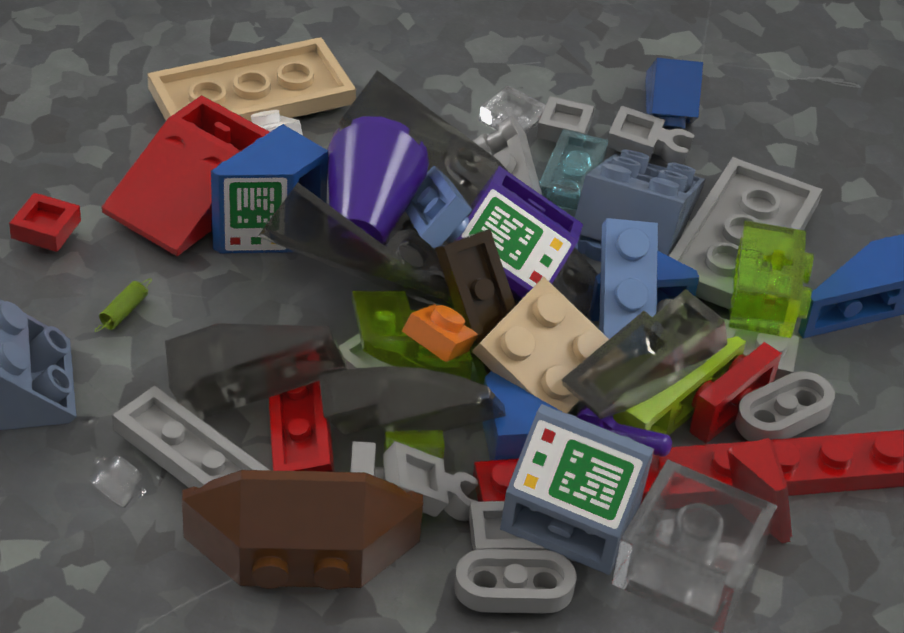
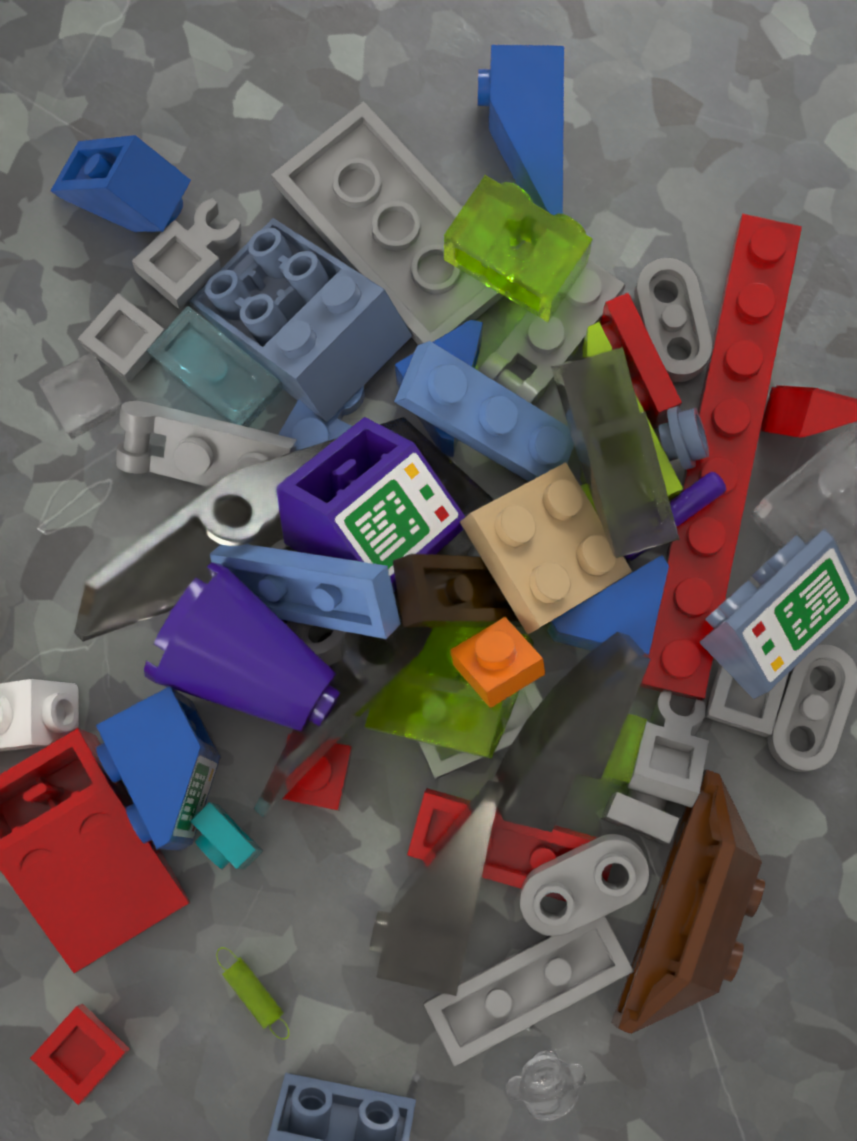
camera: 60 degrees left, 35 degrees up
(233, 253) = (224, 839): none -> teal plate
(282, 439) = (580, 881): none -> light grey plate
(305, 297) = (325, 781): none -> red plate
(690, 419) = (684, 437): none -> sand blue plate

